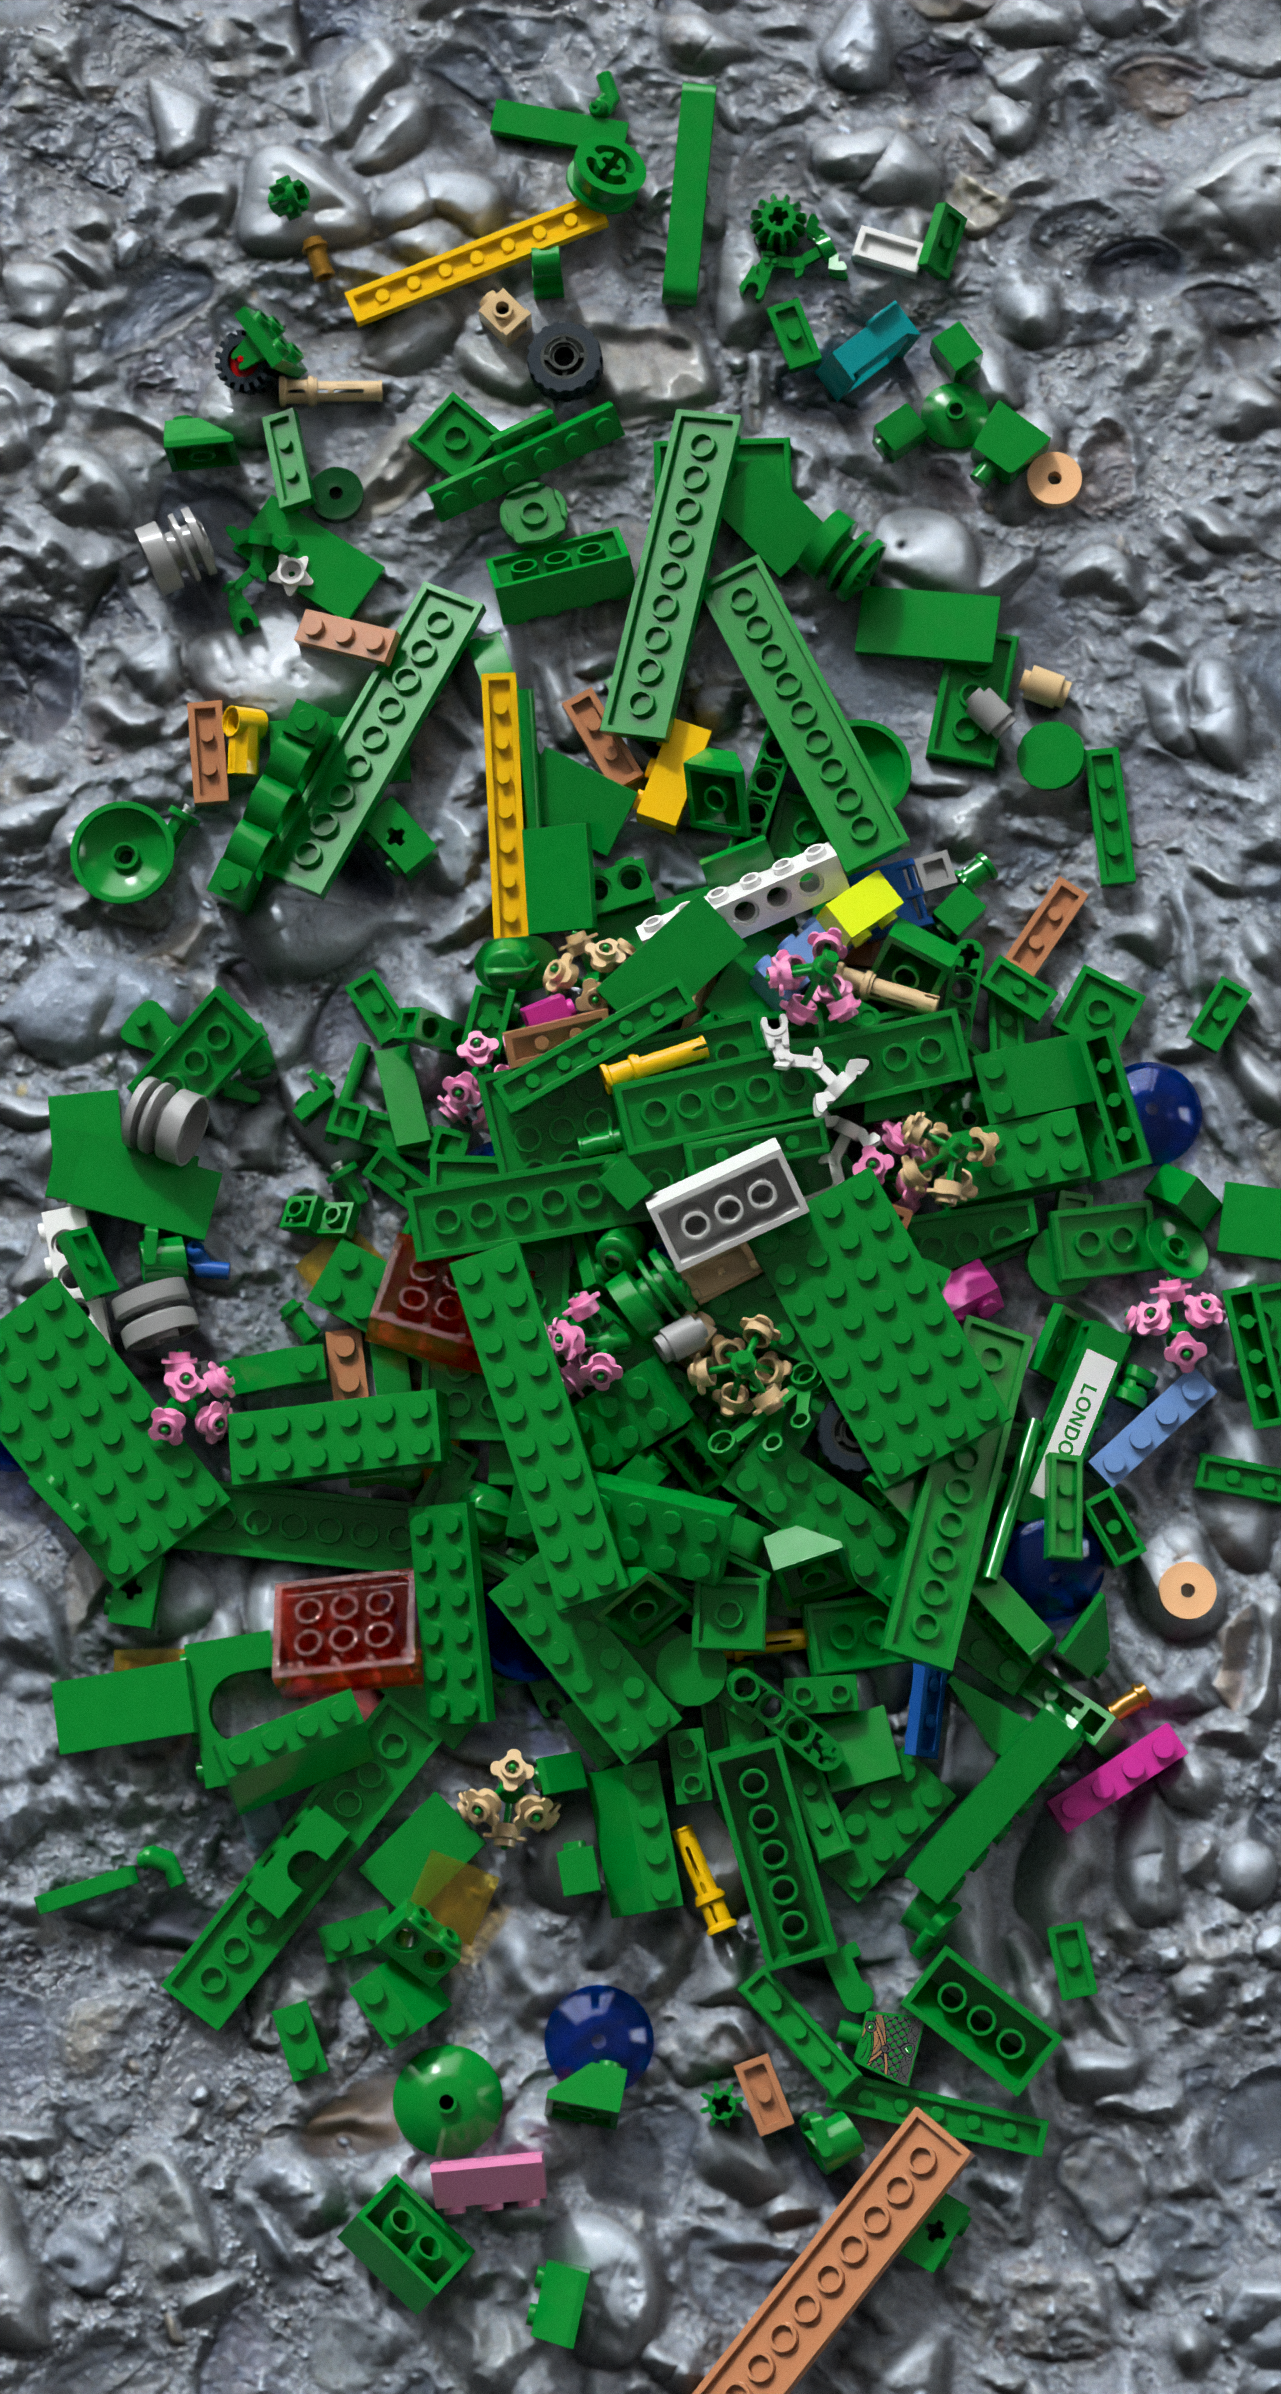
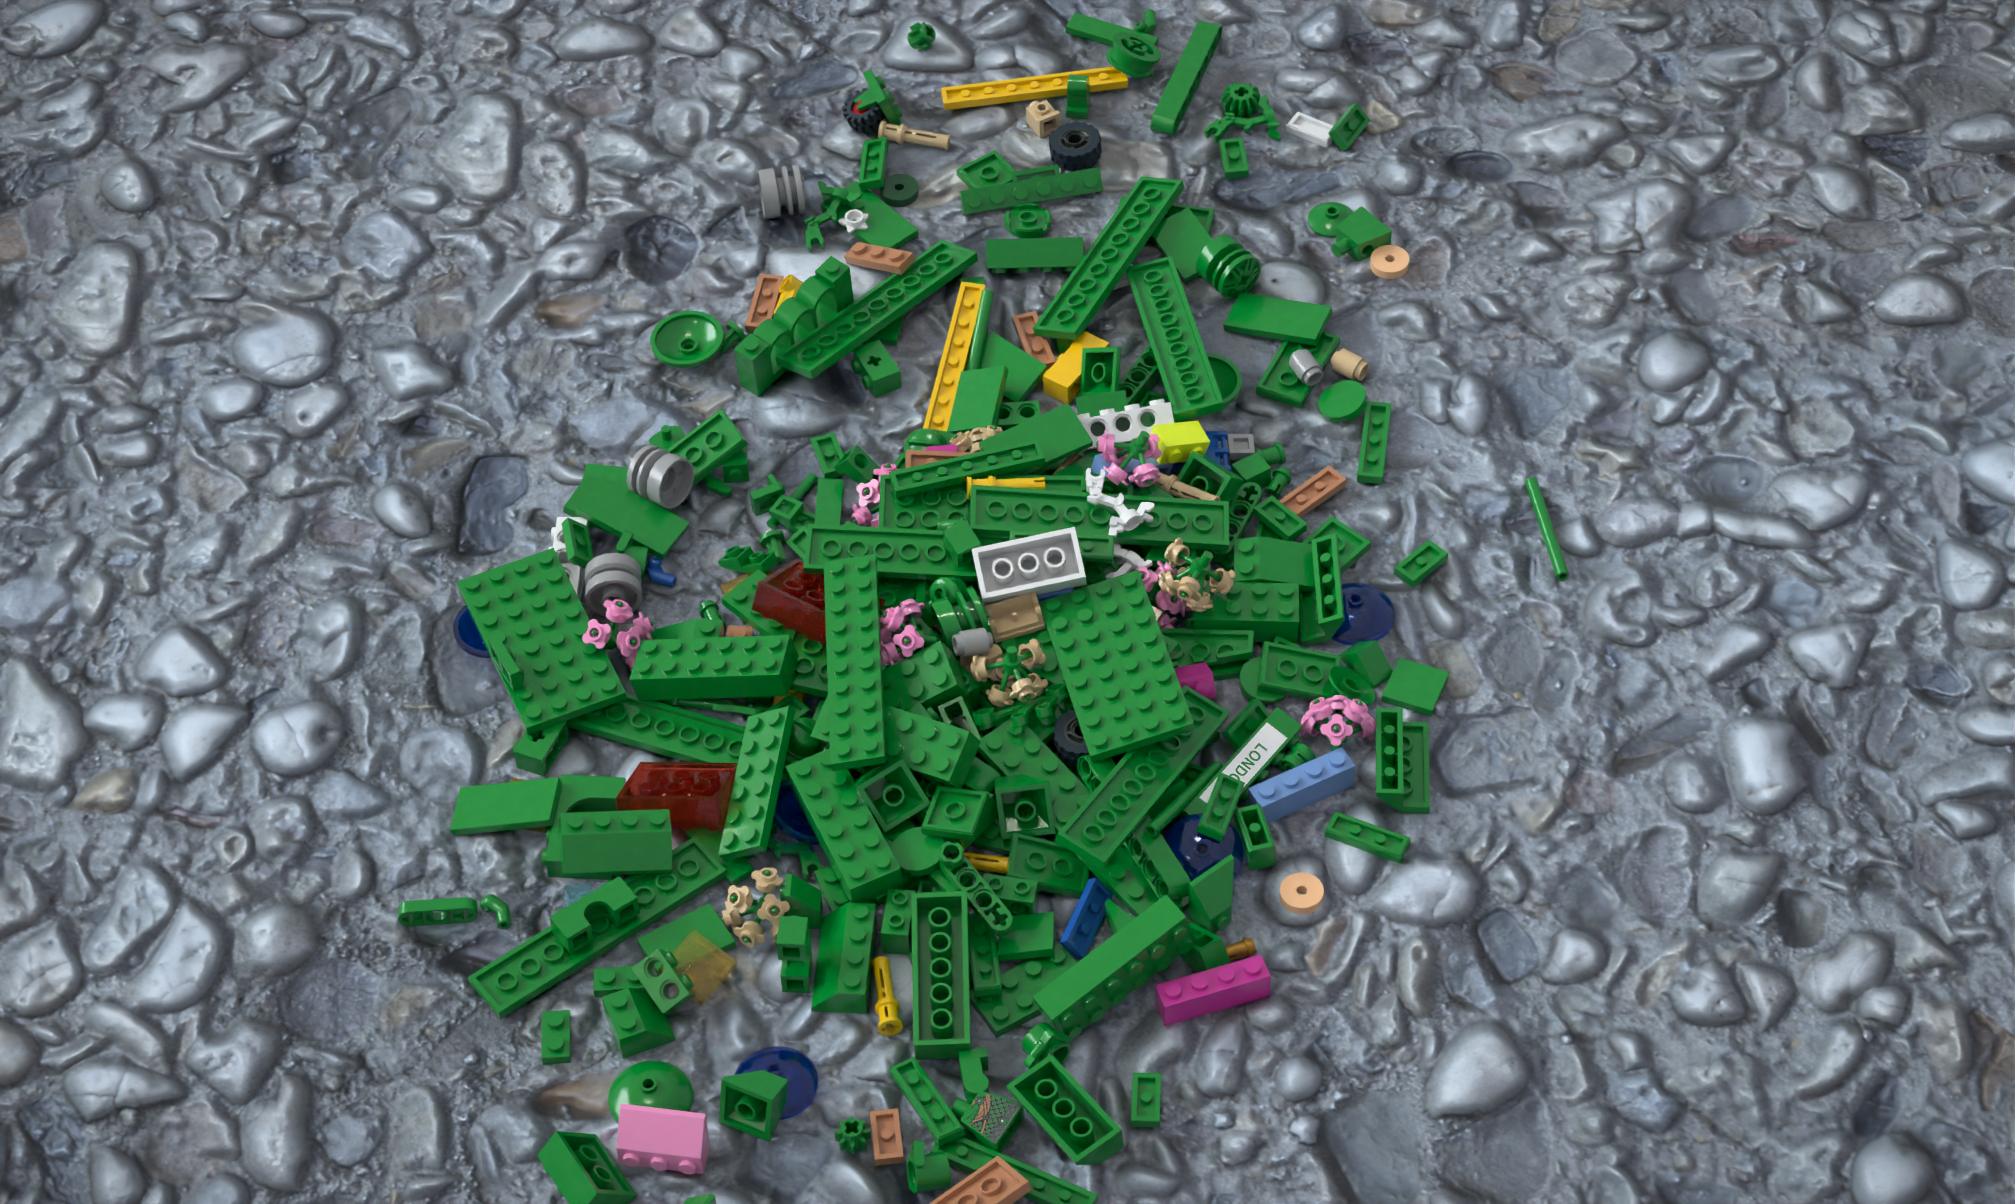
camera: 15 degrees right, 30 degrees down
(198, 445) = (817, 146): green slope -> none
(318, 258) = (930, 67): pearl gold pin -> none
(885, 337) = (1286, 139): teal piece -> none
(899, 433) = (1289, 217): green brick -> none
(956, 353) = (1341, 182): green brick -> none
(996, 917) = (1280, 478): none -> green pin

